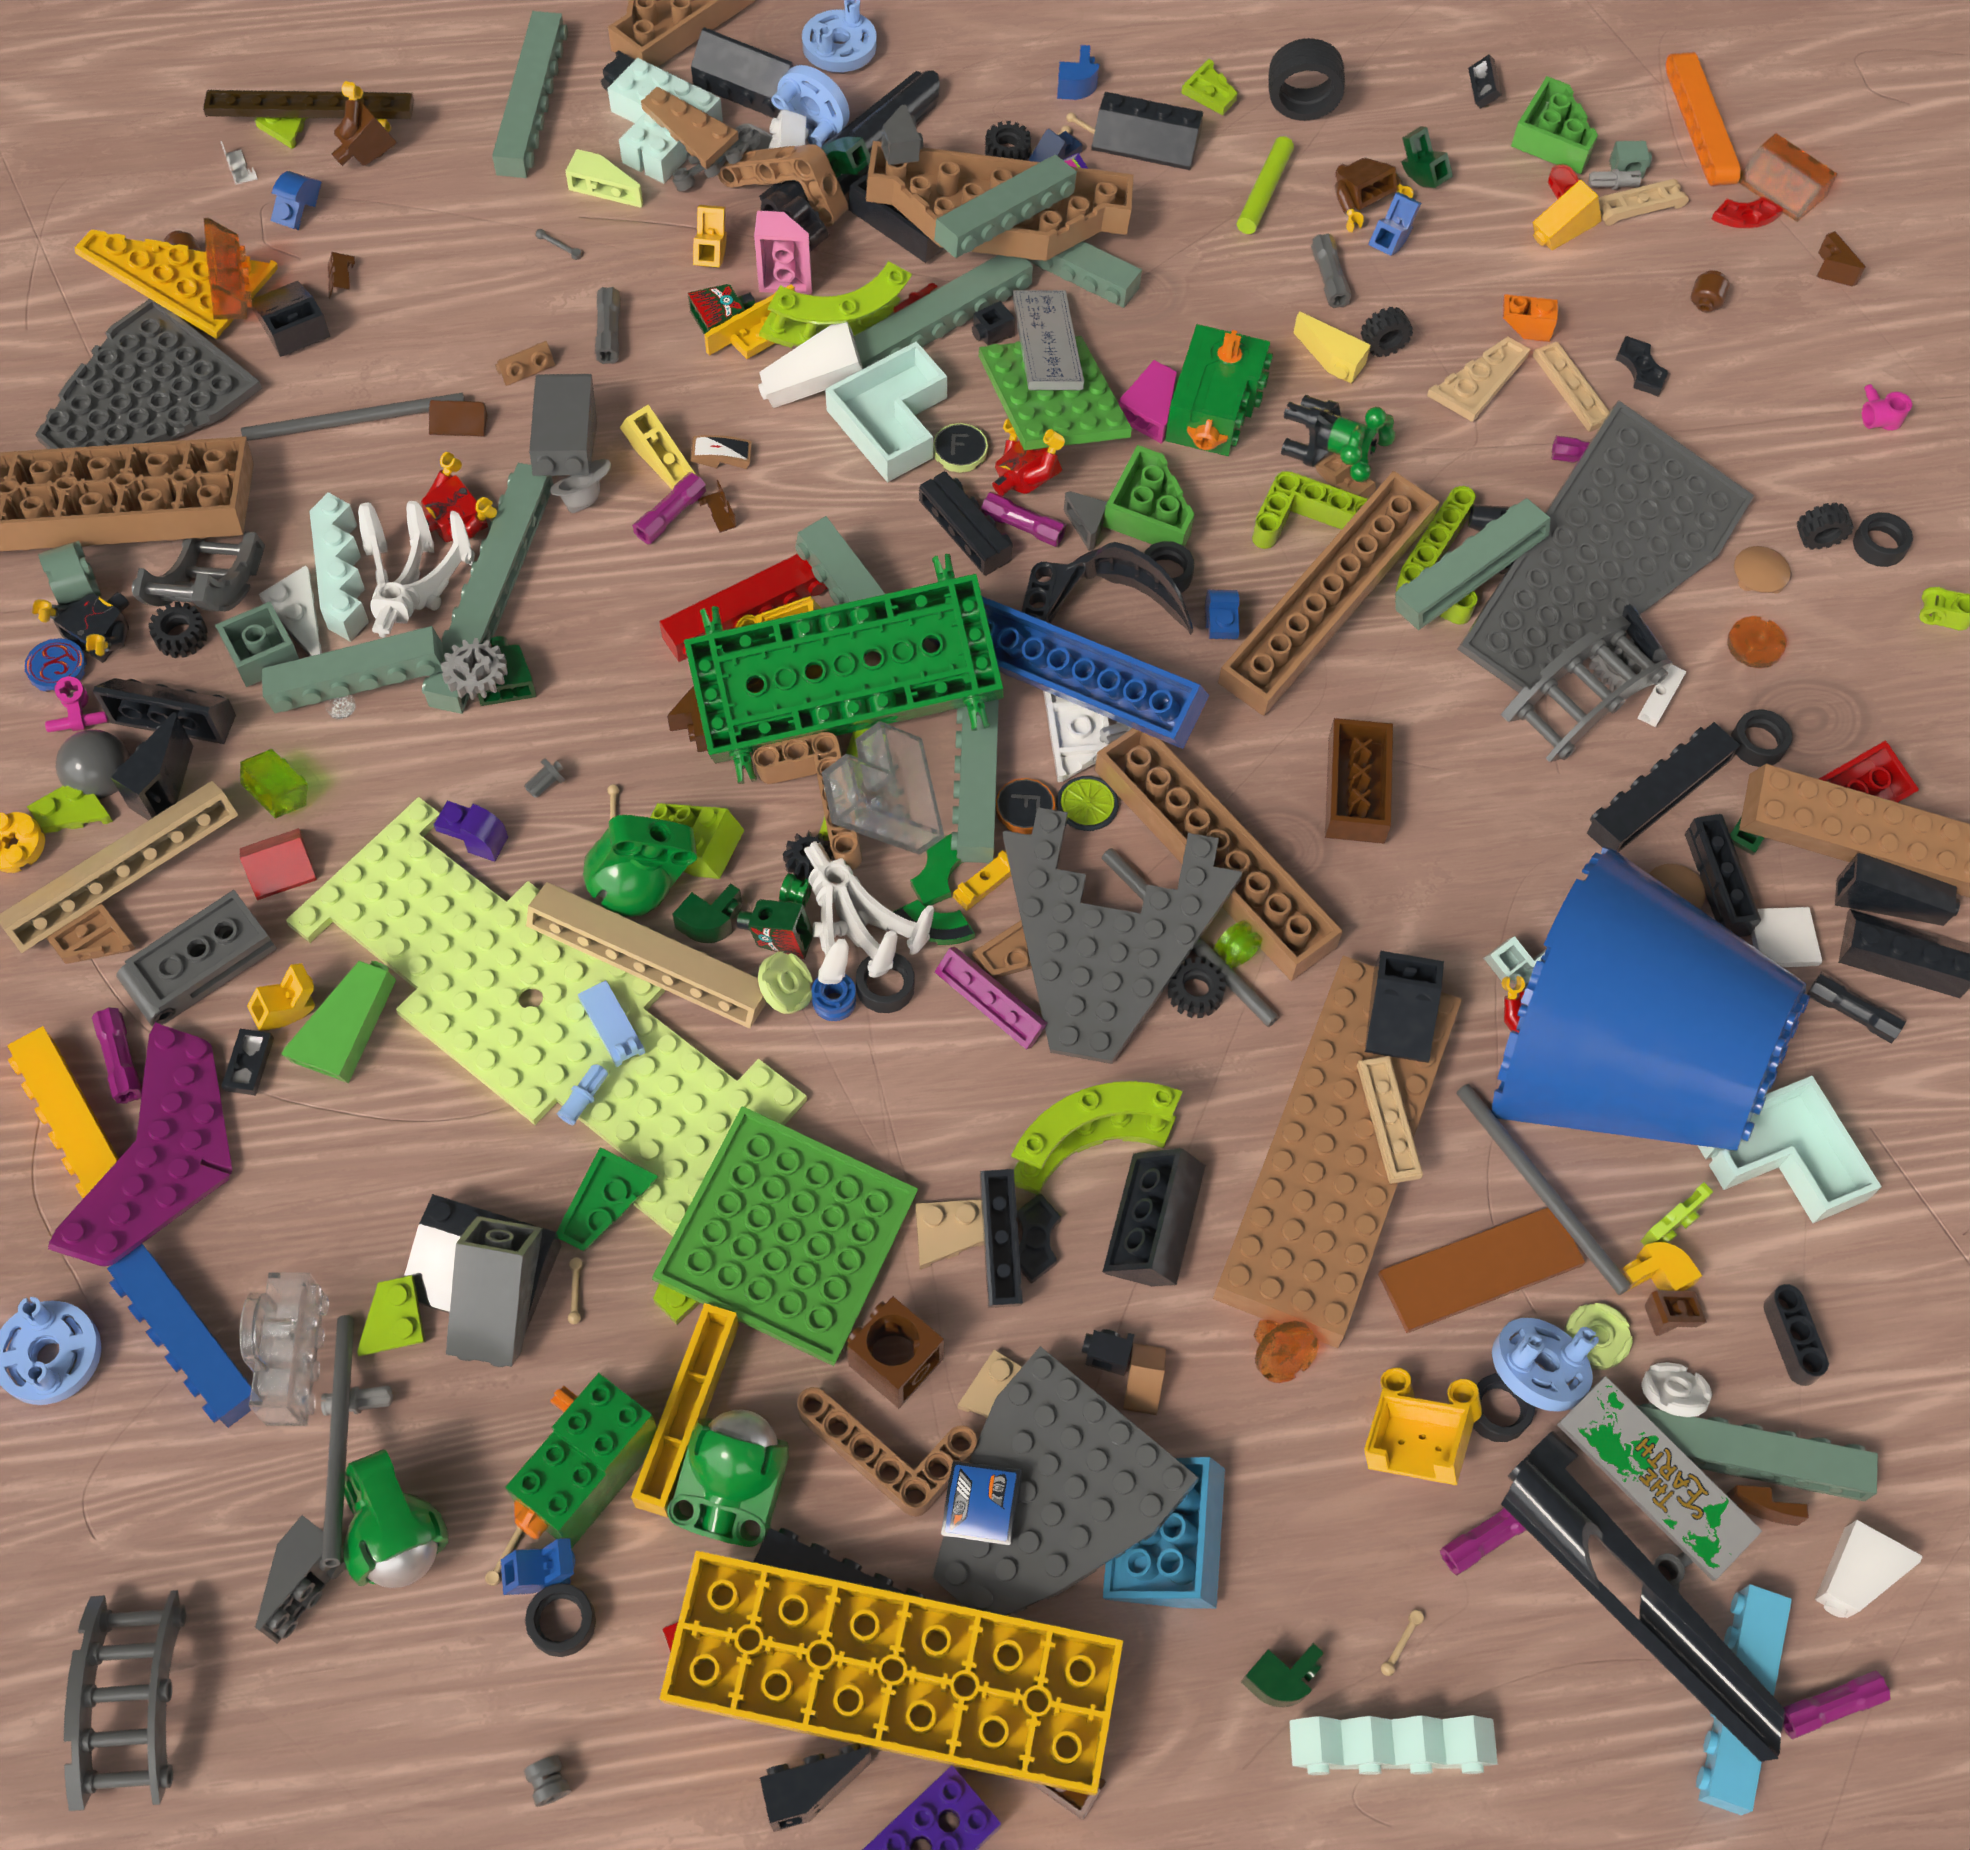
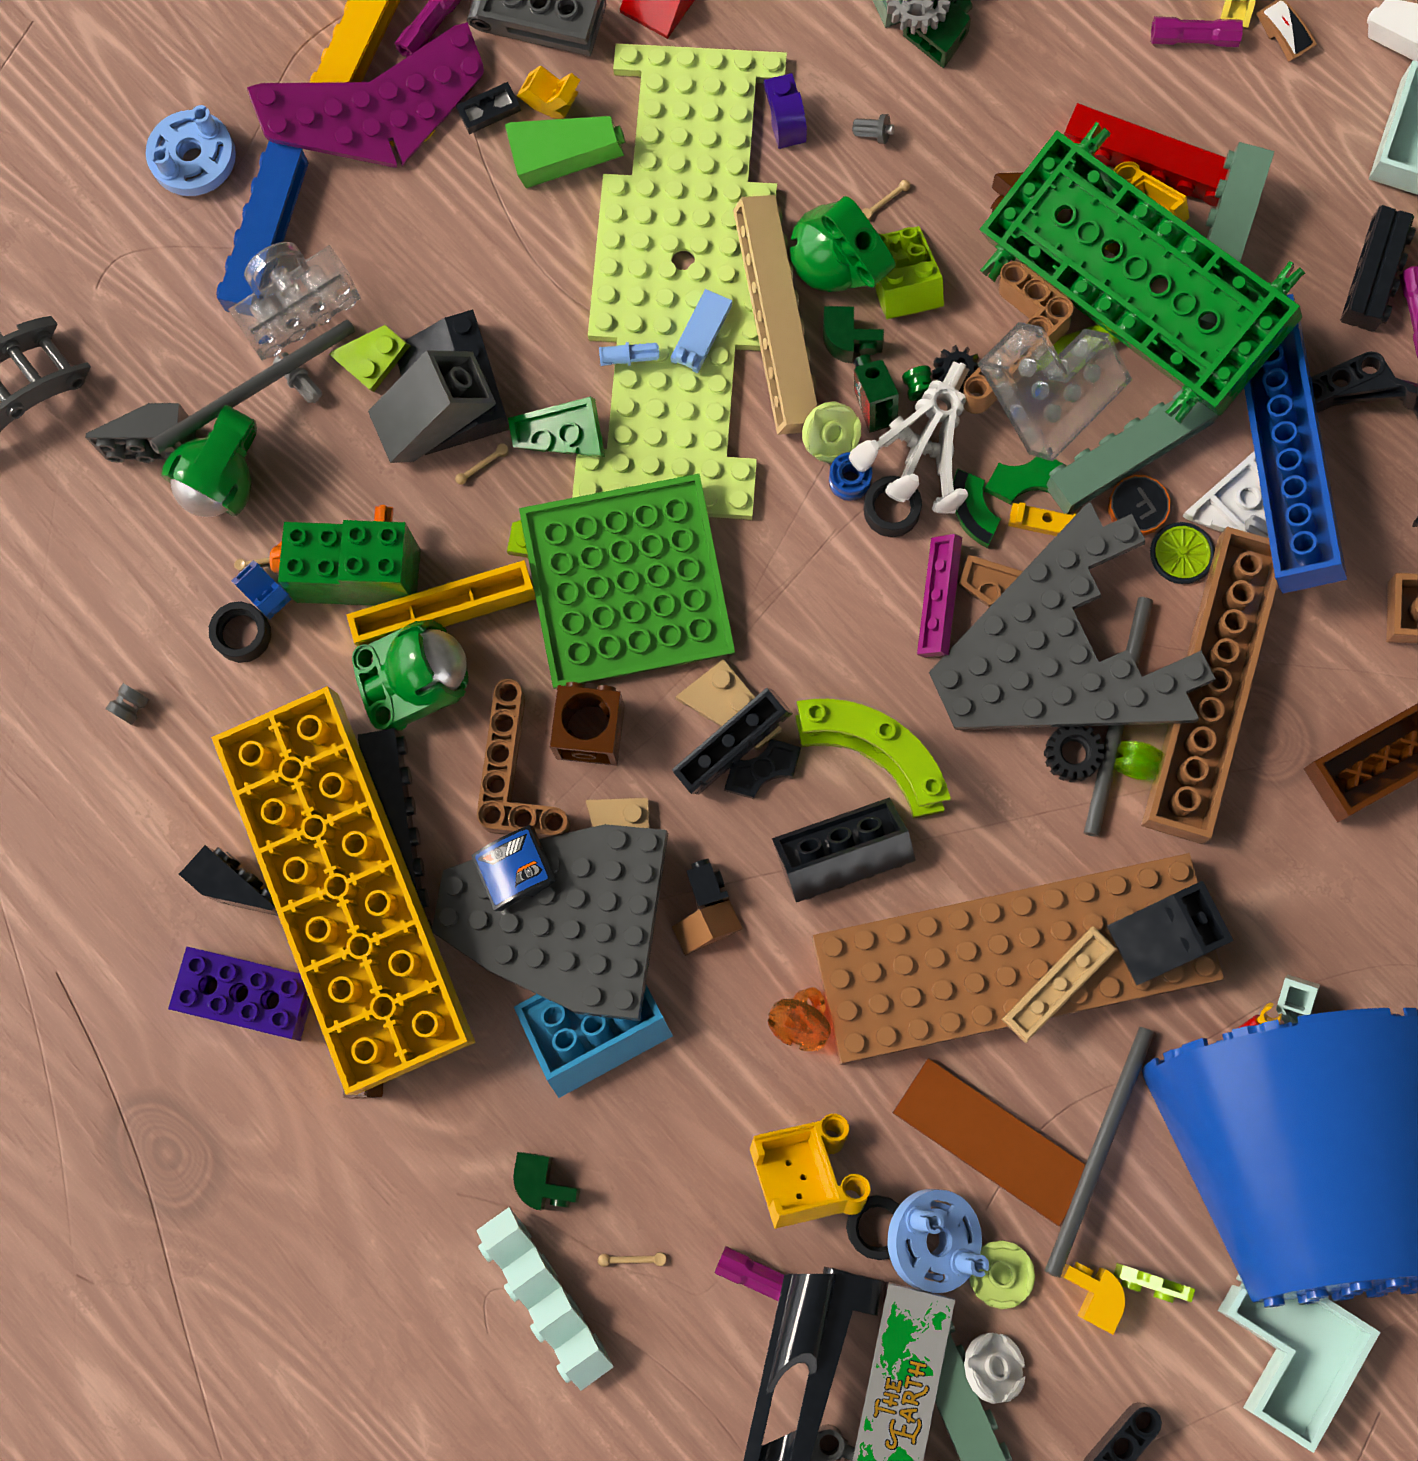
camera: 65 degrees right, 15 degrees up
(719, 514) = (1228, 72): reddish brown piece -> none
(1673, 1310) = (1069, 1329): reddish brown slope -> none

